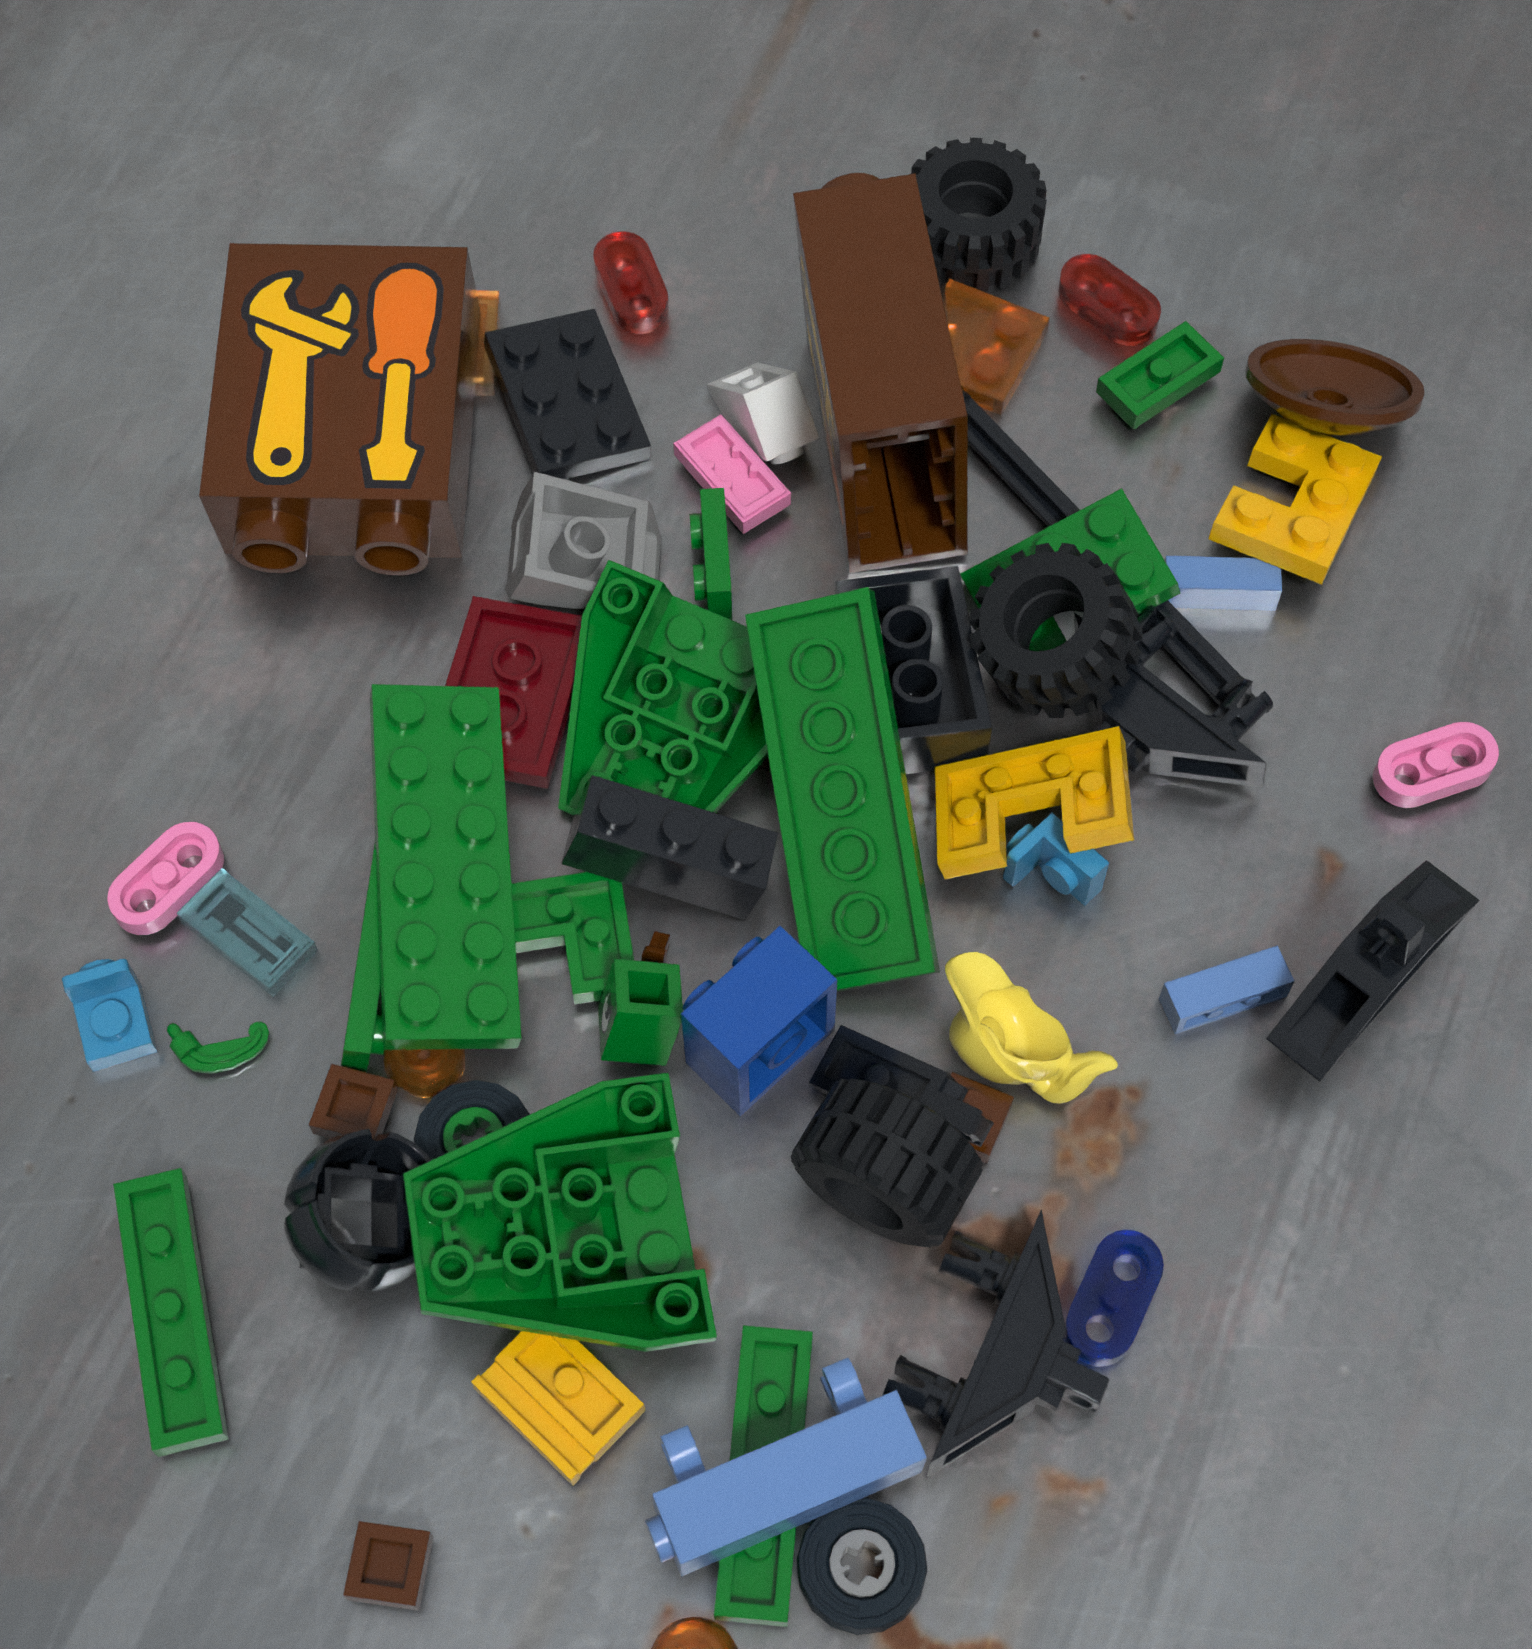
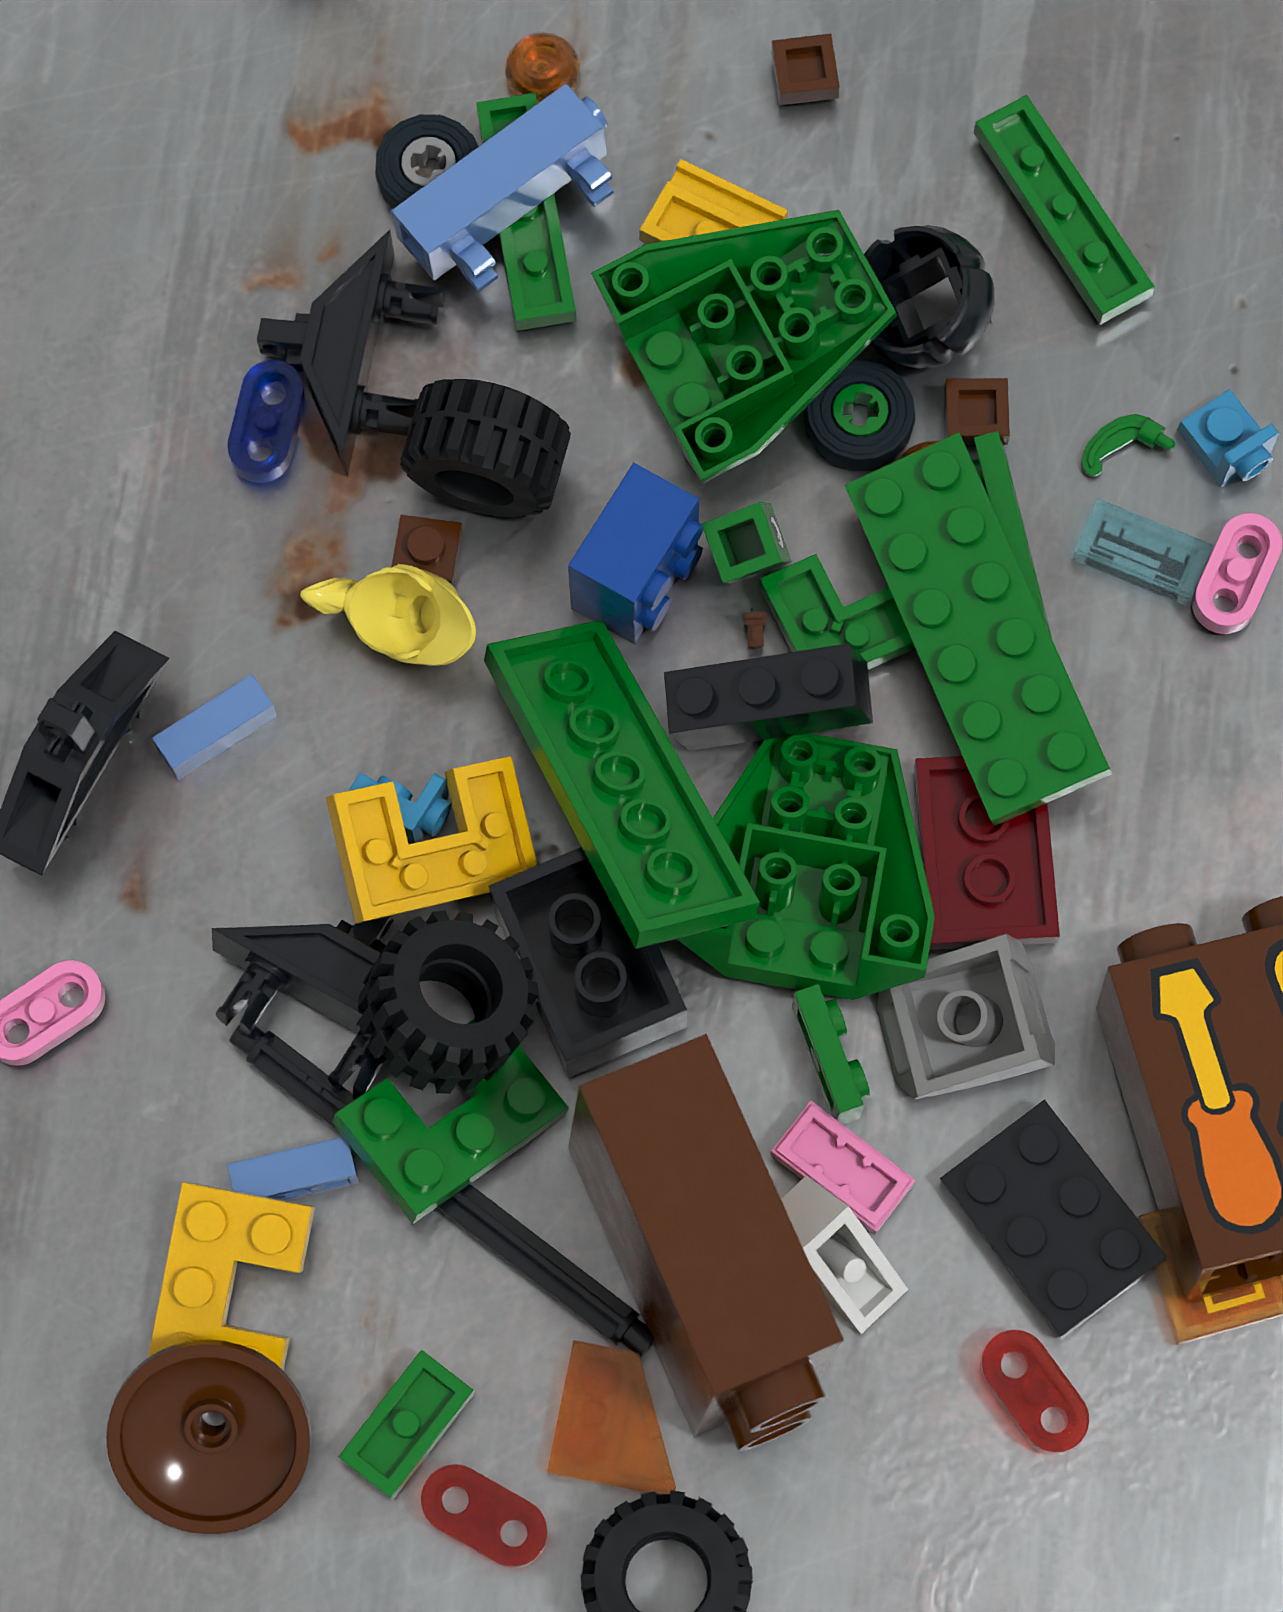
camera: 165 degrees right, 10 degrees up
(869, 1060) = (494, 537): black hinge -> none

